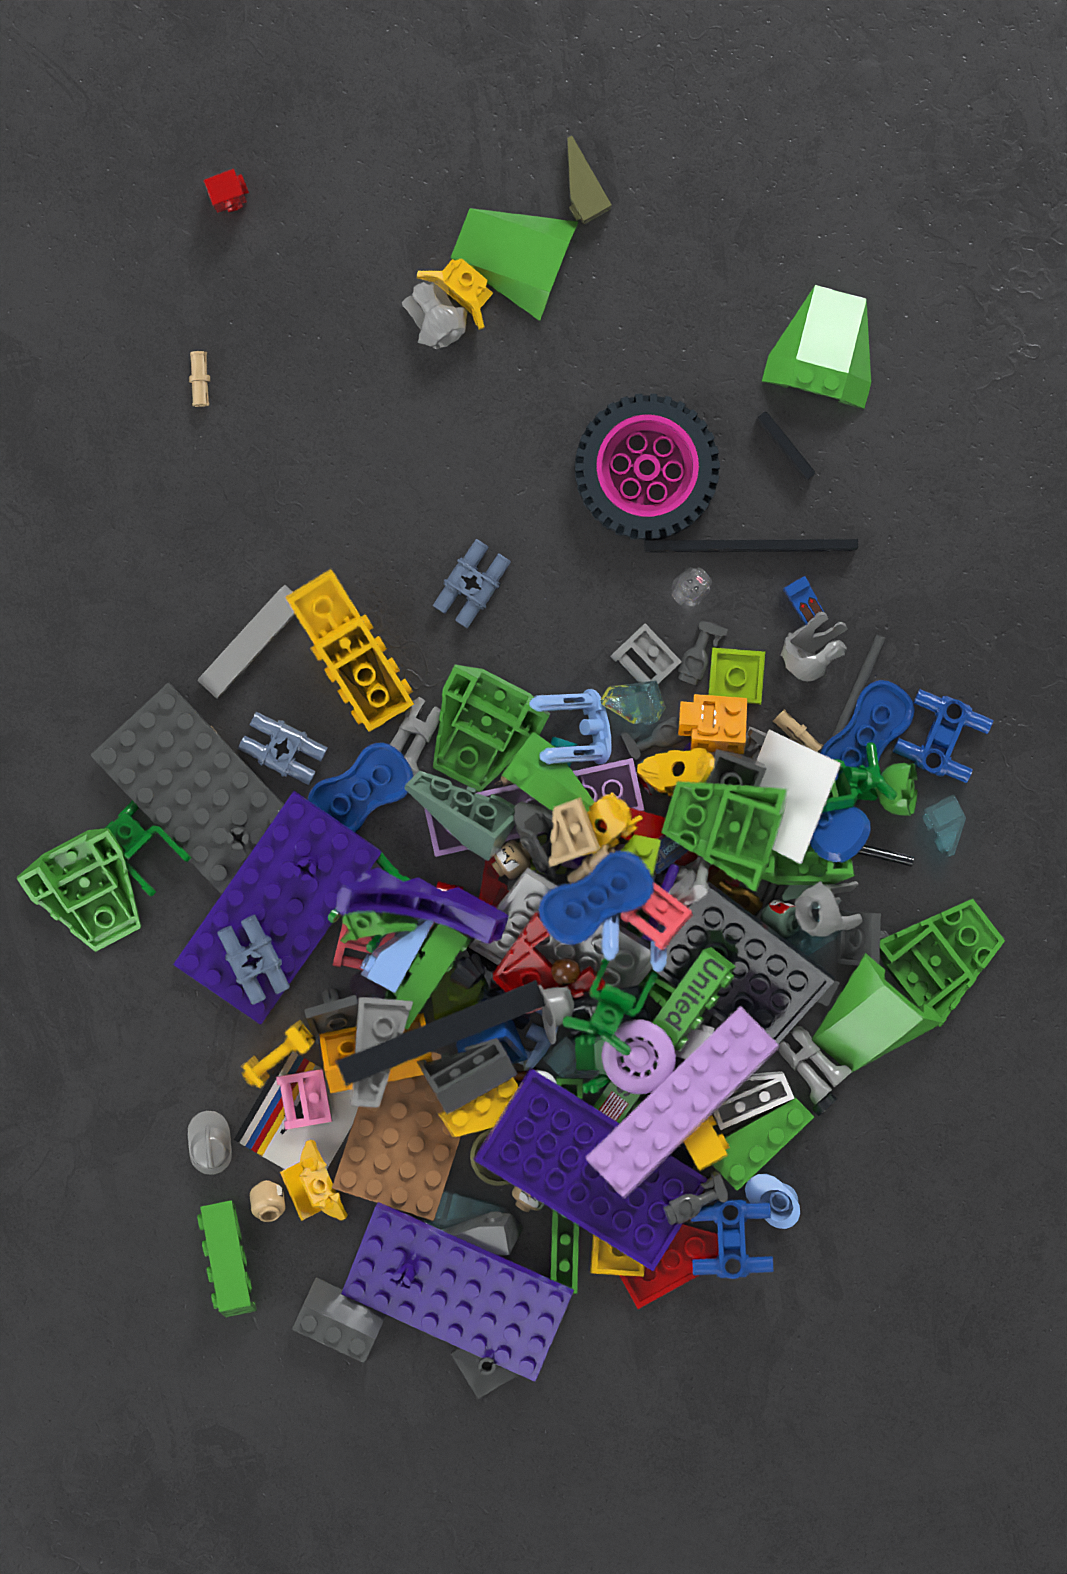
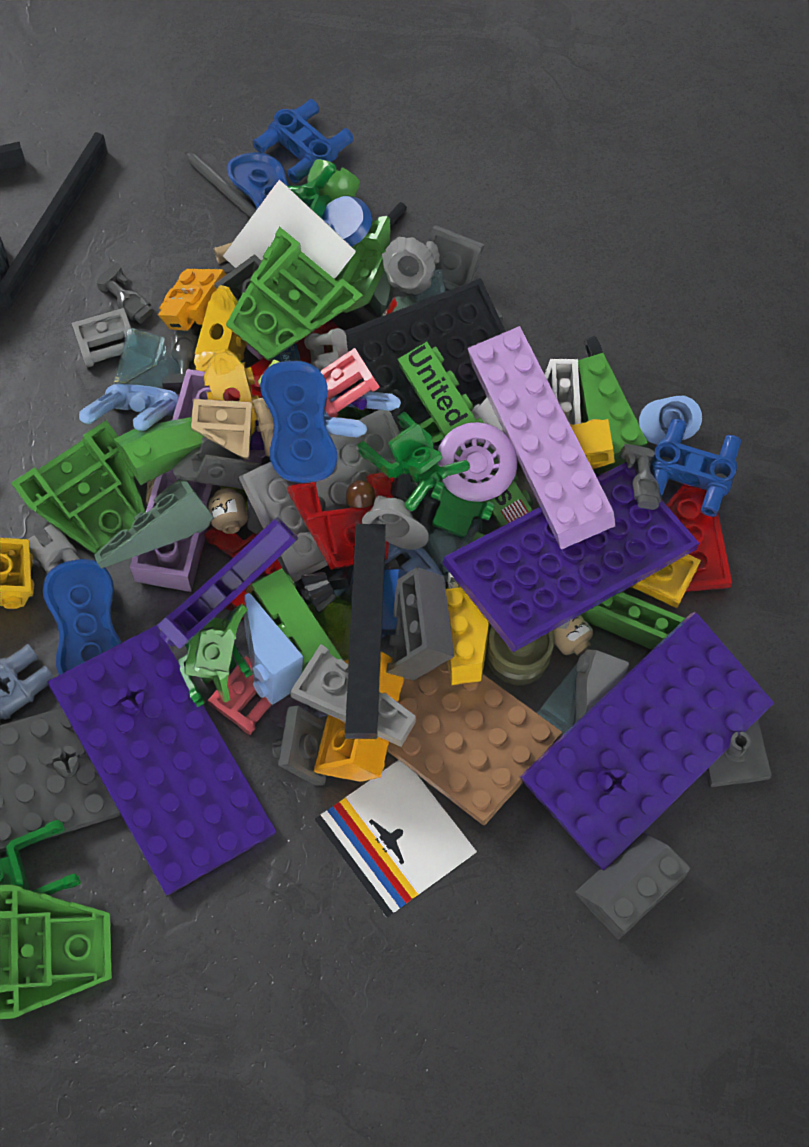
camera: 75 degrees left, 25 degrees down
(209, 1142) = (379, 944): light grey piece -> none
(226, 1259) = (517, 973): bright green wedge -> none
(259, 947) = (212, 811): sand blue pin -> none
(267, 1201) = (469, 902): tan head -> none
(298, 1039) = (306, 790): yellow fence -> none
(312, 1095) = (378, 809): bright pink plate -> none
(312, 1186) = (473, 846): yellow piece -> none
(691, 586) = (61, 275): clear head -> none
(737, 674) = (158, 273): lime tile -> none
(801, 647) = (170, 209): light grey piece -> none
(803, 599) = (128, 198): blue leg -> none
(807, 1050) = (569, 328): light grey piece -> none
(871, 1019) = (529, 272): bright green wedge -> none
(941, 956) = (503, 212): bright green wedge -> none
(947, 822) = (382, 165): clear light blue slope -> none

